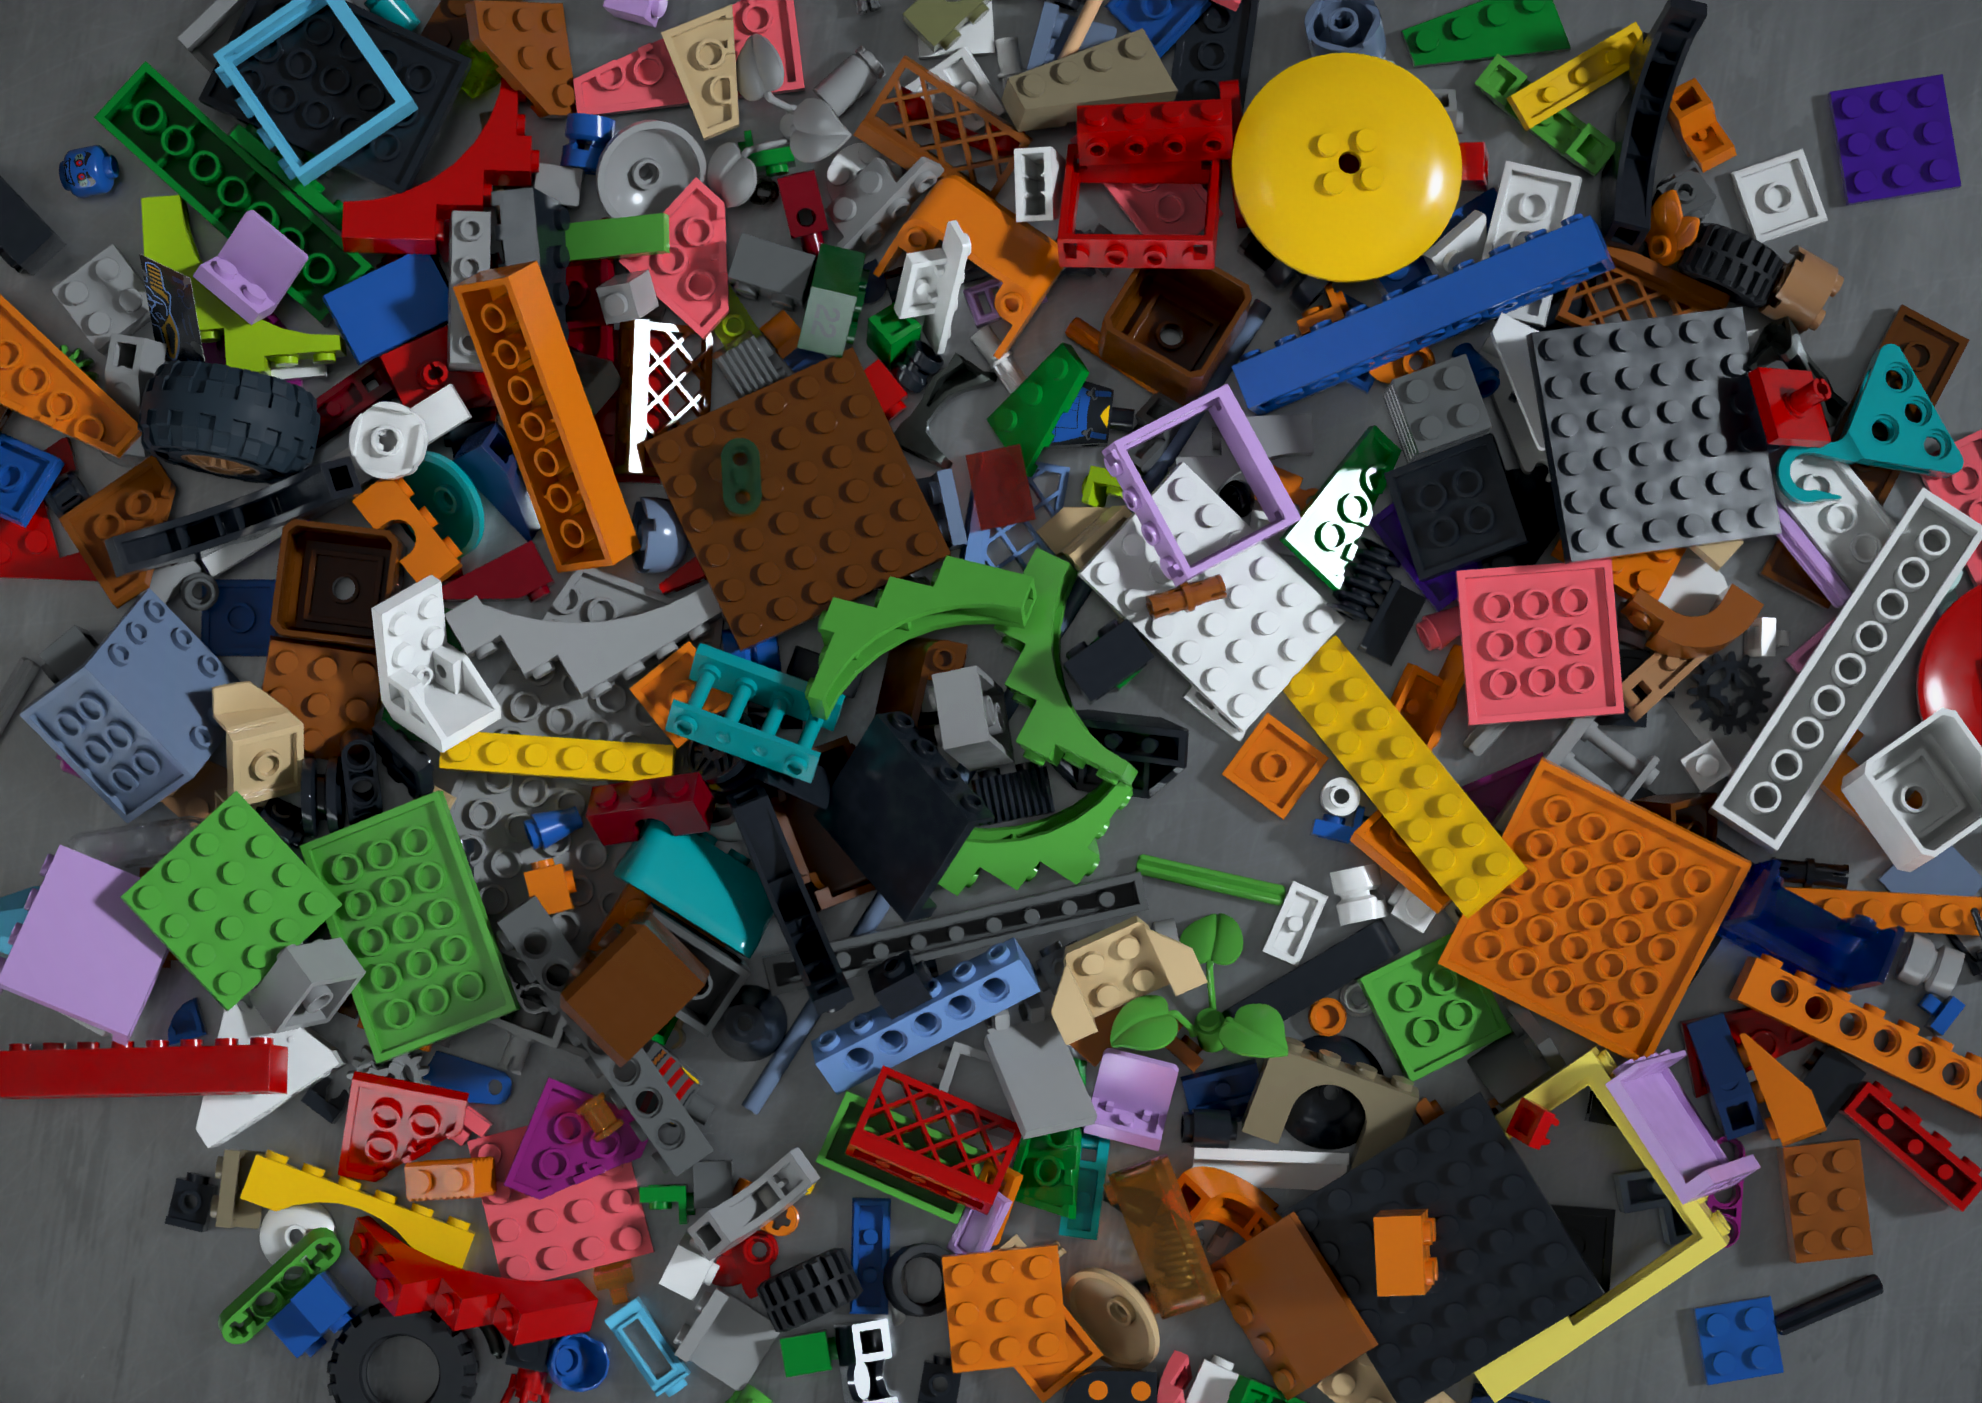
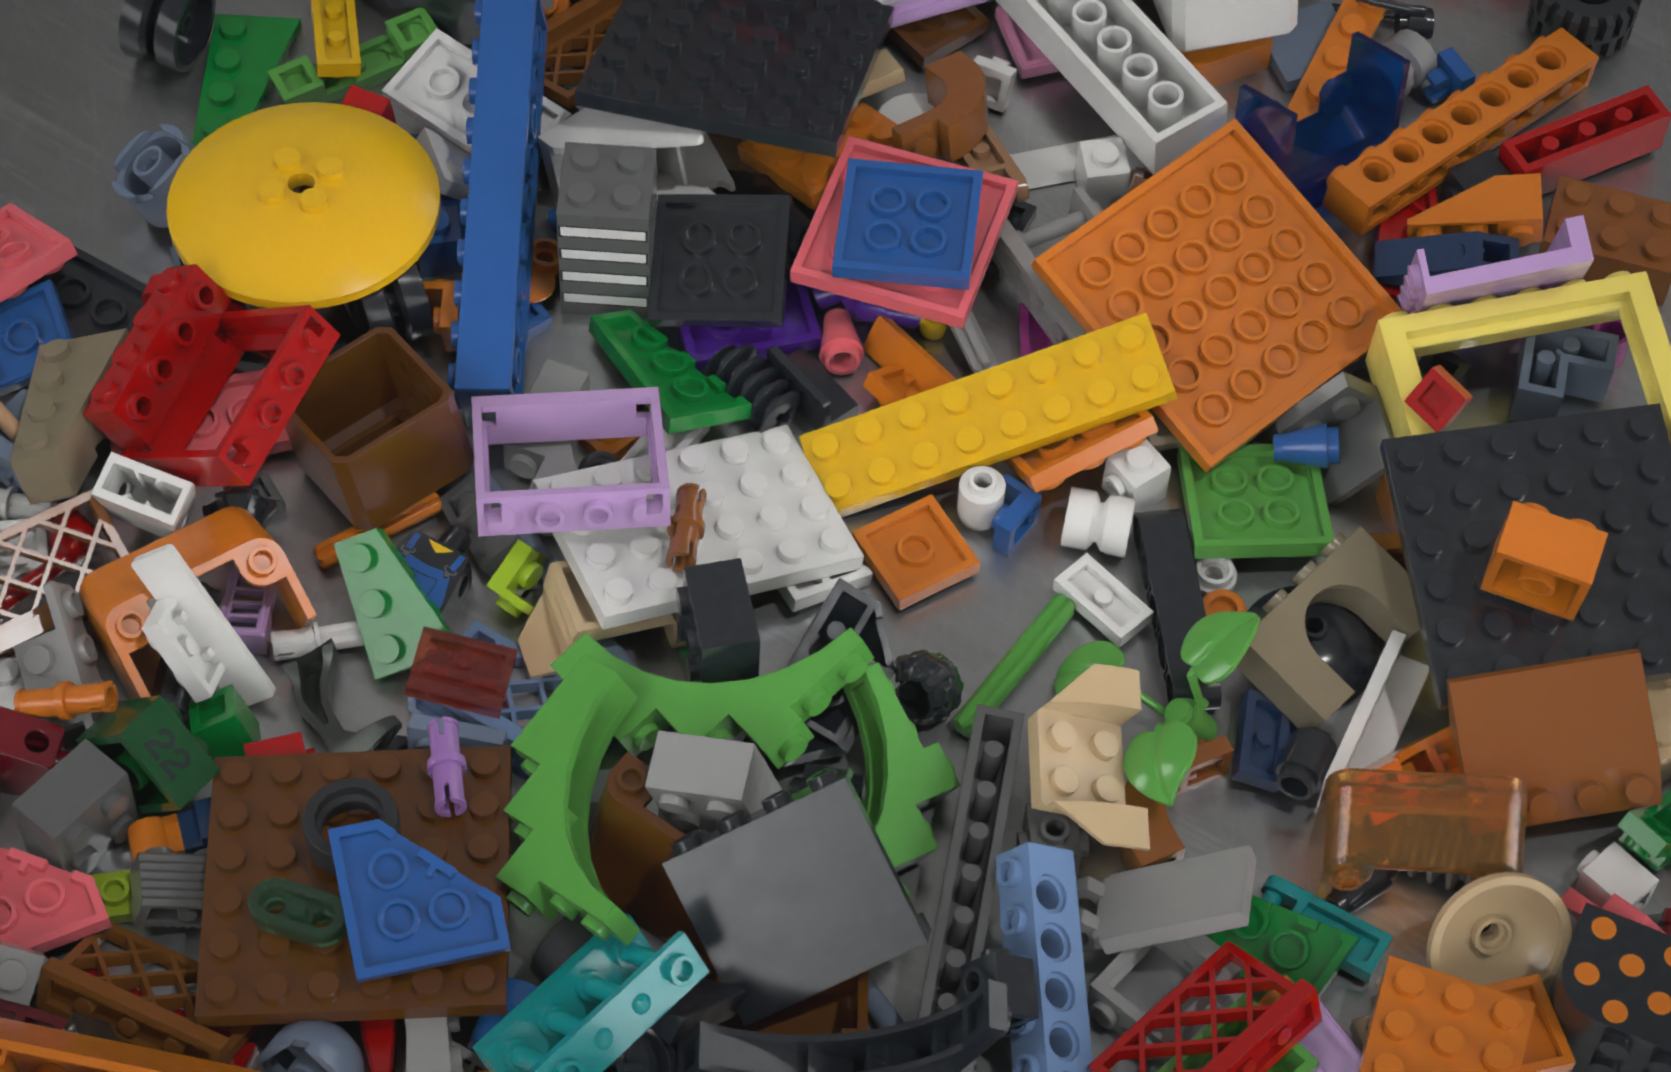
camera: 70 degrees left, 30 degrees down
(772, 554) = (409, 905): none -> blue plate
(818, 451) = (337, 798): none -> black tyre
(843, 221) = (67, 700): none -> orange pin
(903, 520) = (446, 766): none -> medium lavender pin
(917, 366) = (274, 713): black wheel -> none
(1132, 1098) = (1230, 813): lavender bracket -> none
(1153, 824) = (927, 686): none -> black piece
(1494, 1031) = (1308, 446): none -> blue cone
(1533, 646) = (908, 224): none -> blue plate
(1728, 711) = (1037, 127): black gear -> none

